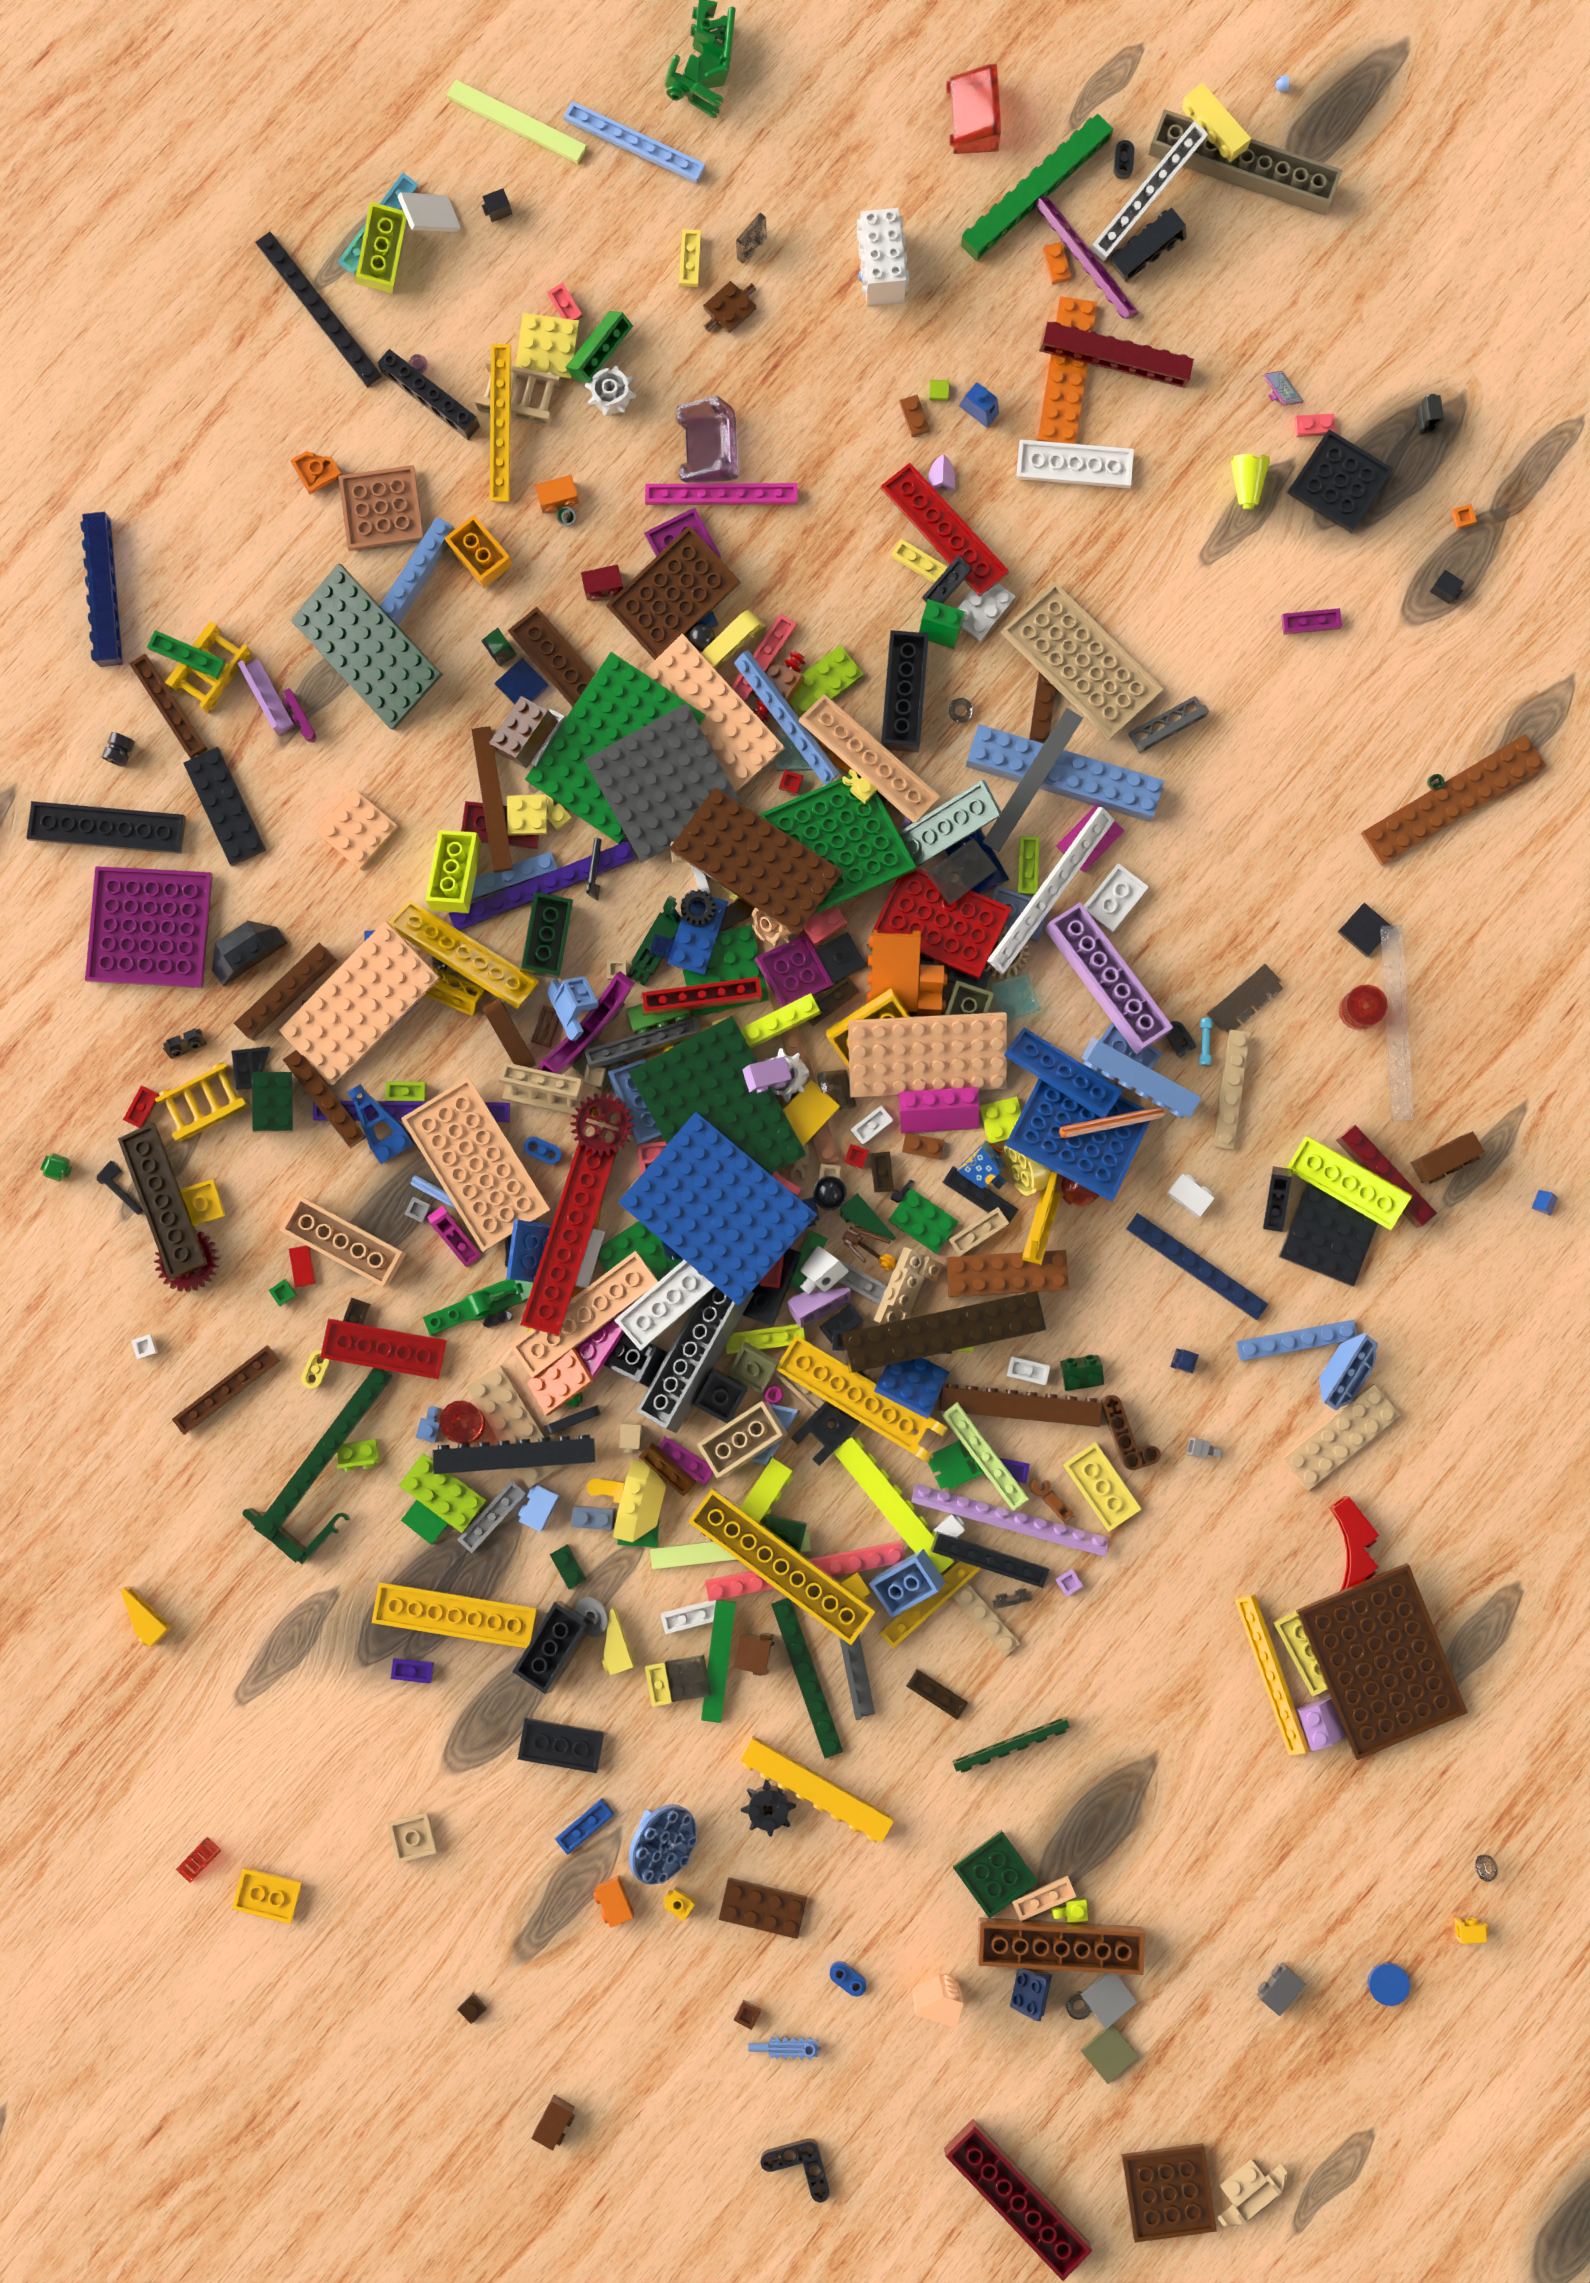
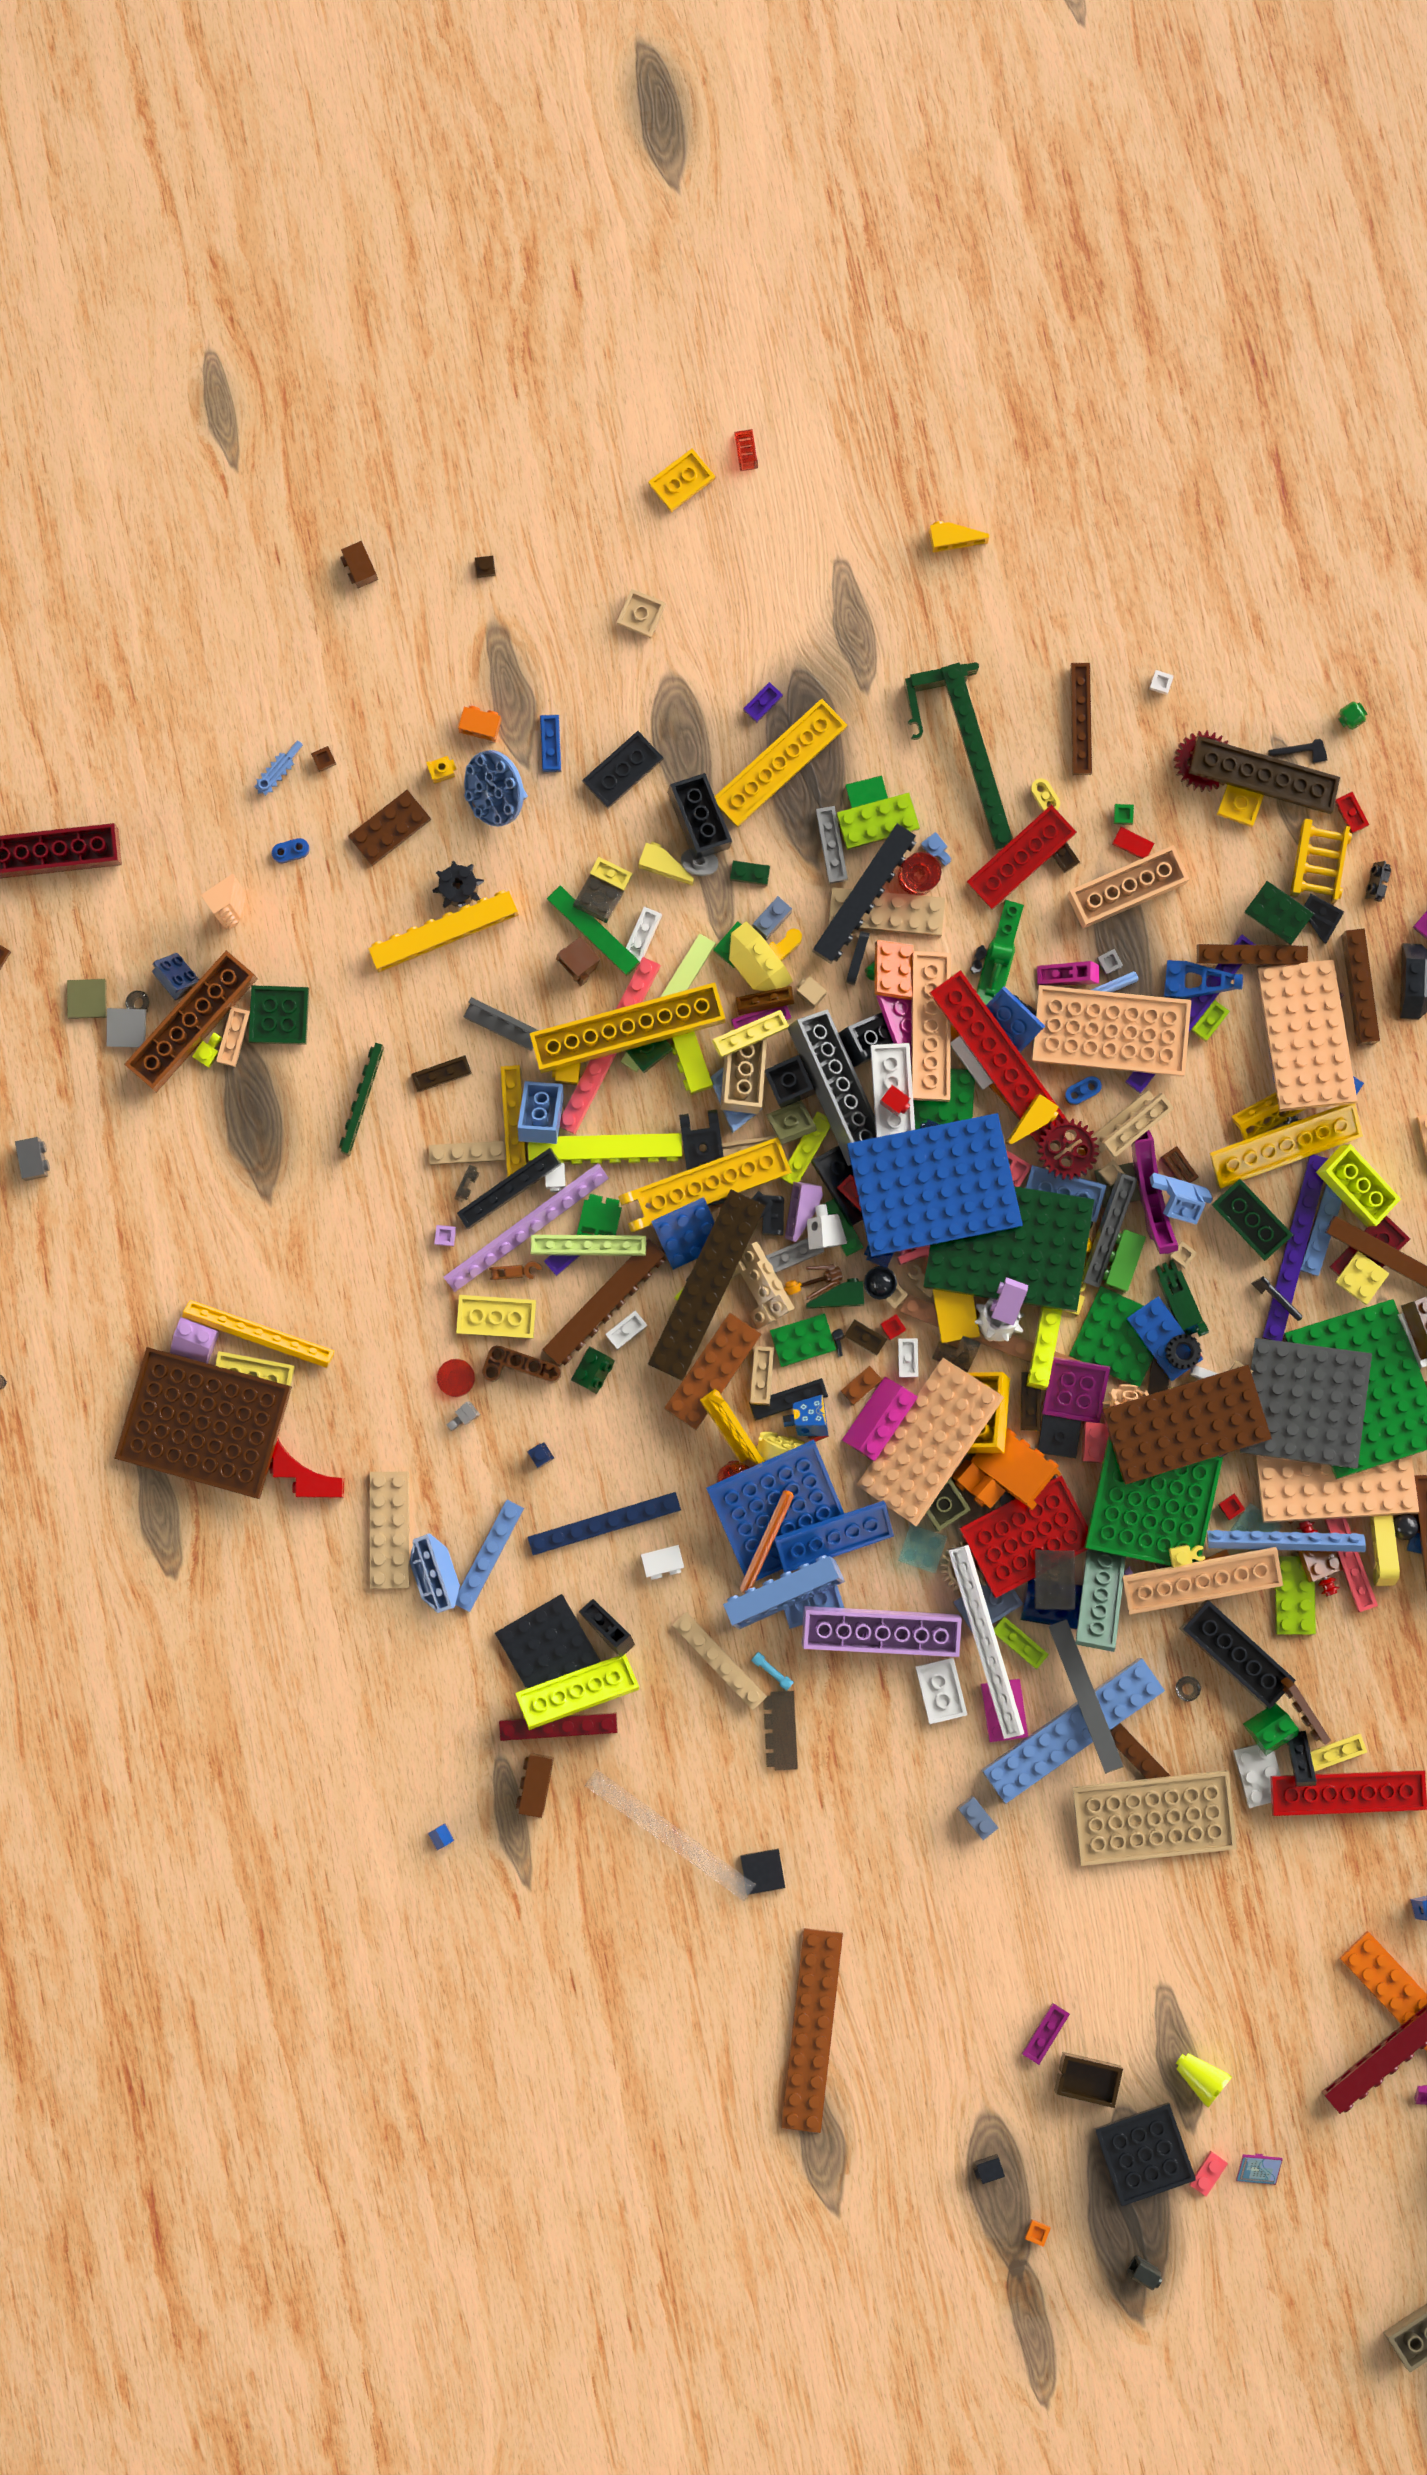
camera: 120 degrees right, 0 degrees up
(357, 1454) = (956, 780): lime bracket -> none
(508, 1033) = (1195, 1131): reddish brown beam -> none
(539, 1507) = (811, 884): light blue brick -> none
(557, 815) = (1344, 1303): light yellow plate -> none
(596, 1170) = (1037, 1115): none -> yellow slope
(661, 946) = (1174, 1301): clear blue plate -> none
(673, 1293) = (895, 1101): none -> red brick
(701, 996) = (1111, 1300): red brick -> none
(707, 1458) = (750, 1034): none -> light yellow plate
(773, 1389) = (759, 1118): dark pink plate -> none
(807, 1677) = (529, 987): dark green plate -> none
(807, 2159) = (188, 724): black beam -> none
(908, 611) = (1302, 1706): none -> reddish brown plate
(942, 474) = (1397, 1829): lavender brick -> none
(956, 975) = (953, 1529): black plate -> none
(1000, 1118) = (837, 1461): neon yellow plate -> none
(1075, 463) = (1324, 1945): white plate -> none
(1169, 728) = (1043, 1847): dark grey fence -> none
(1176, 1480) = (455, 1377): none -> clear red tile
(1177, 1033) = (797, 1653): black plate -> none
(1191, 795) = (977, 1817): none -> sand blue brick
(1321, 562) = (1088, 2079): none -> dark brown piece
(1355, 1015) = (711, 1807): clear red wheel -> none
(1433, 777) = (842, 2026): dark green hinge -> none

